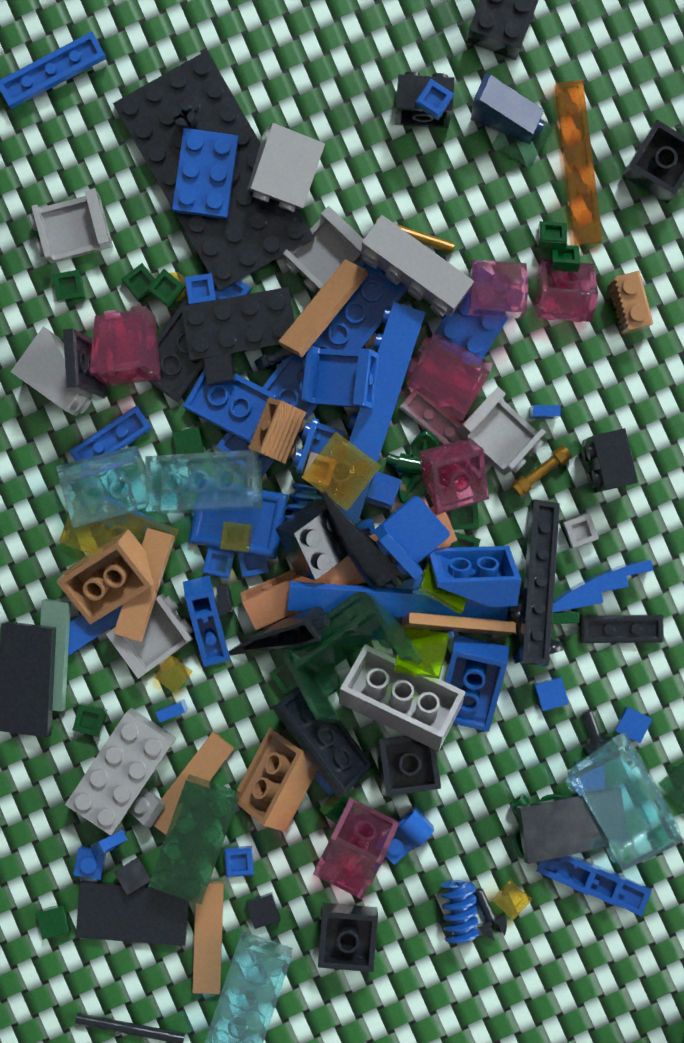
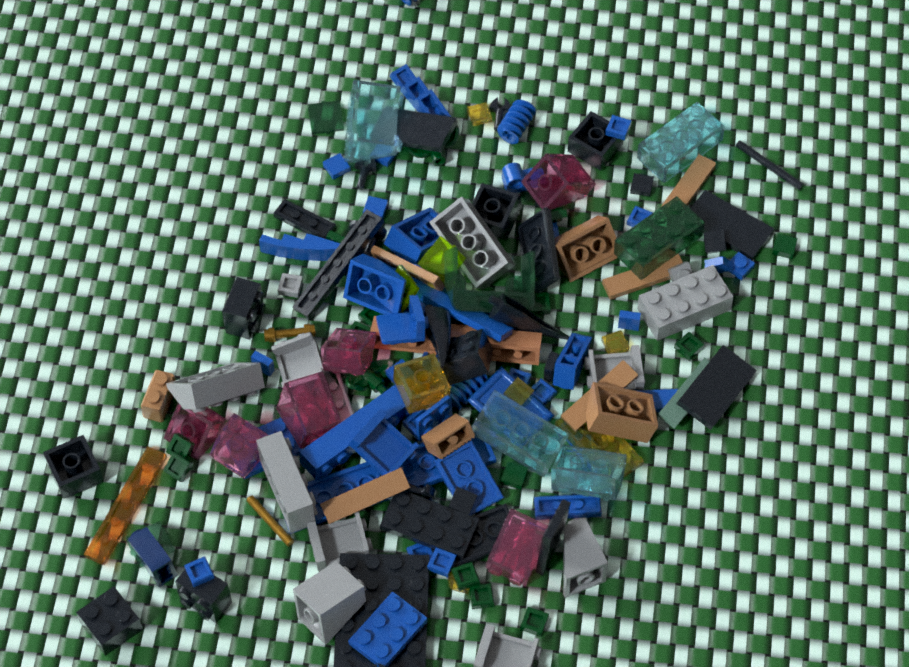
camera: 145 degrees left, 30 degrees down
(324, 964) = (618, 127): none -> blue tile
(572, 342) = (217, 385): none -> light grey slope

